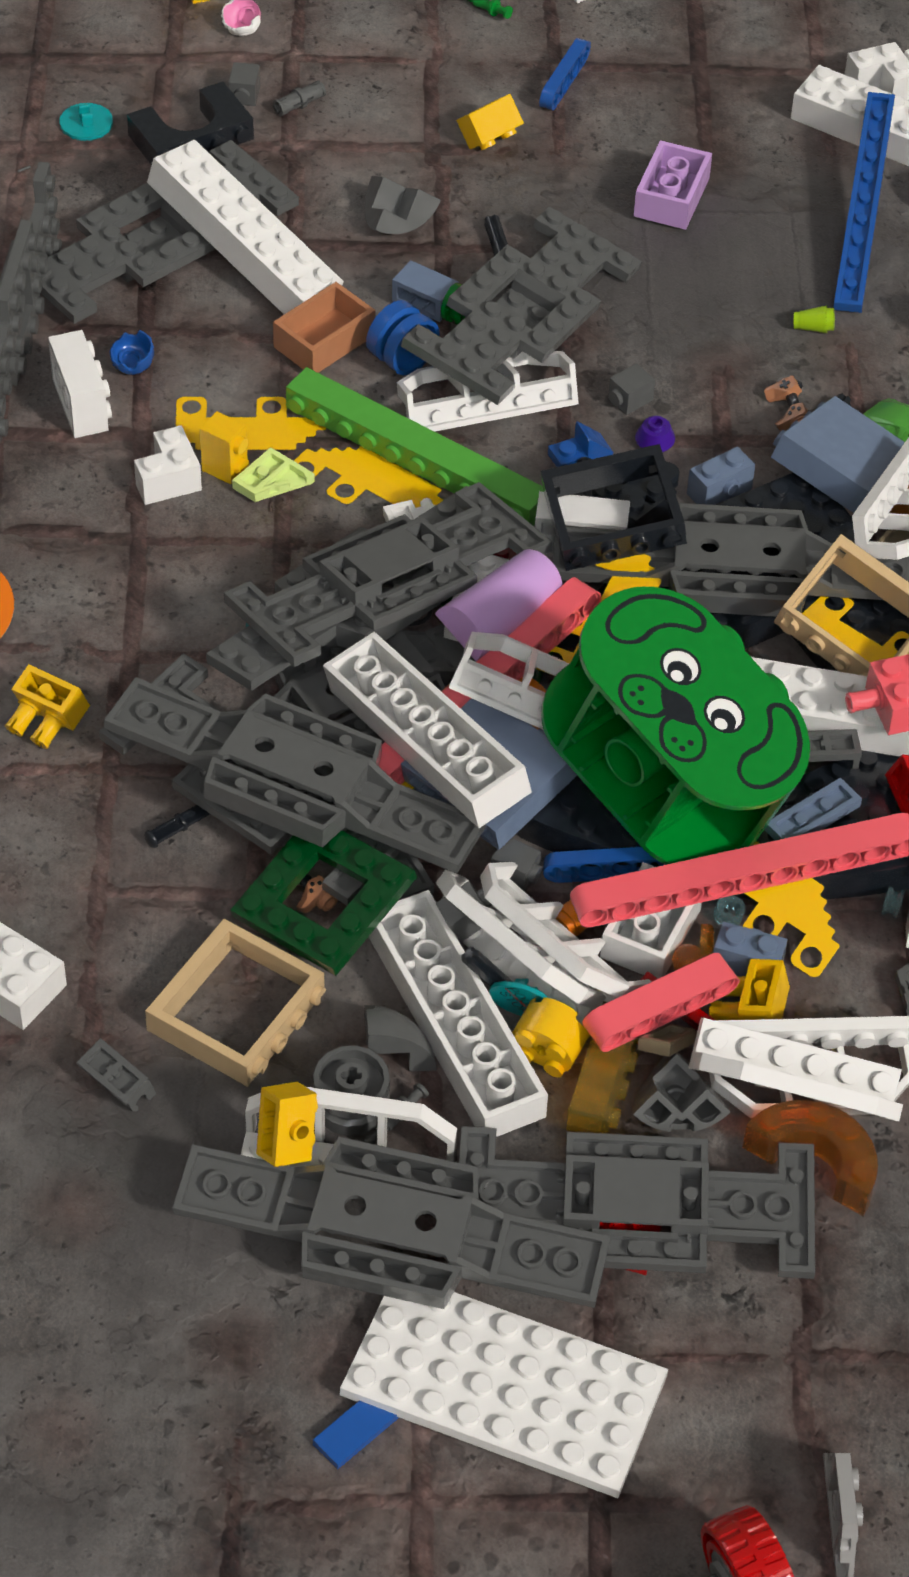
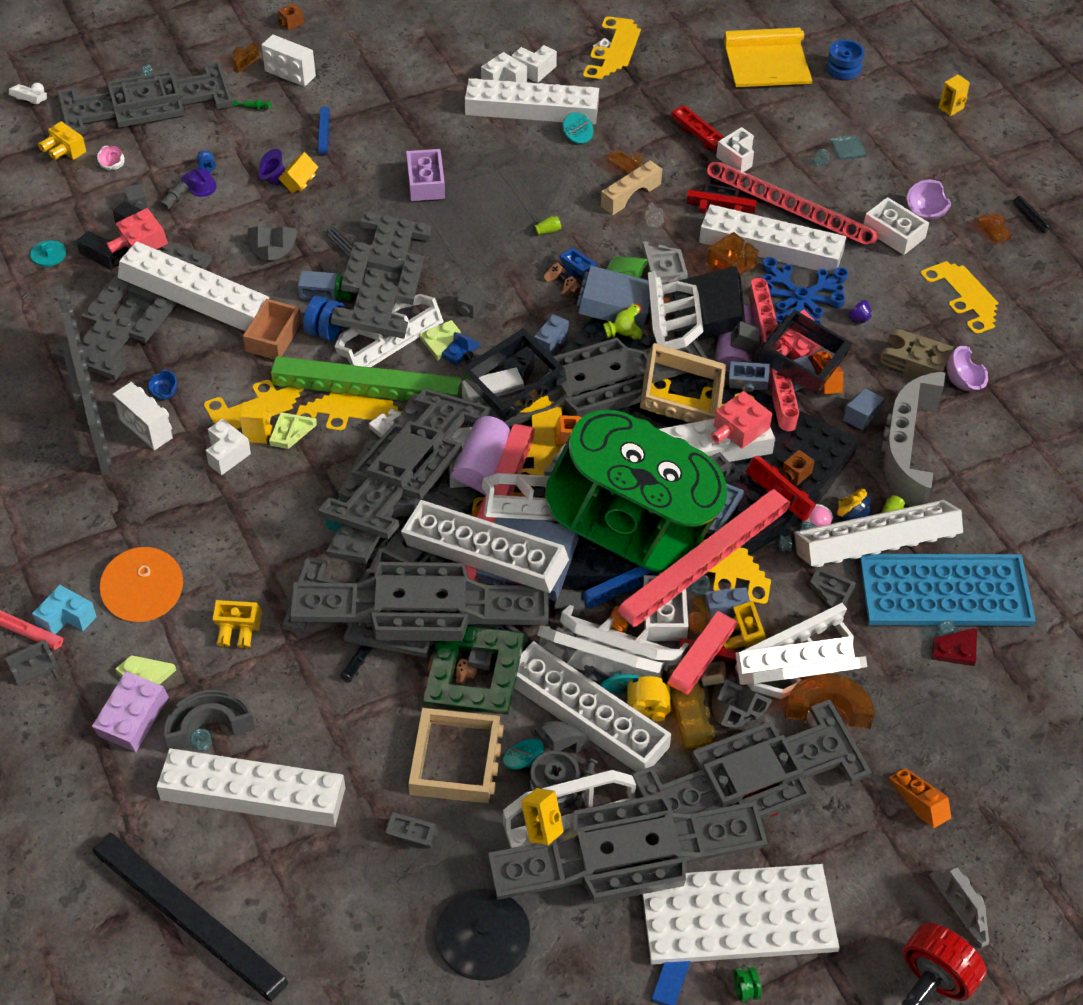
camera: 25 degrees left, 0 degrees up
(133, 1255) = (483, 935): none -> black dish
(215, 127) = (140, 228): none -> coral brick
(329, 1037) = (523, 754): none -> teal piece
(347, 91) = (199, 182): none -> dark purple piece
(370, 64) = (206, 161): none -> blue wheel
(449, 1477) = (747, 984): none -> green wheel
(457, 101) = (271, 166): none -> dark purple piece
(558, 424) = (439, 338): none -> yellowish green wing
(655, 431) = (498, 324): dark purple cone -> none
(820, 384) = (576, 262): none -> blue slope
(829, 496) = (625, 323): none -> lime animal
(864, 202) = (540, 149): blue plate -> none
(875, 1342) = (922, 797): none -> orange slope

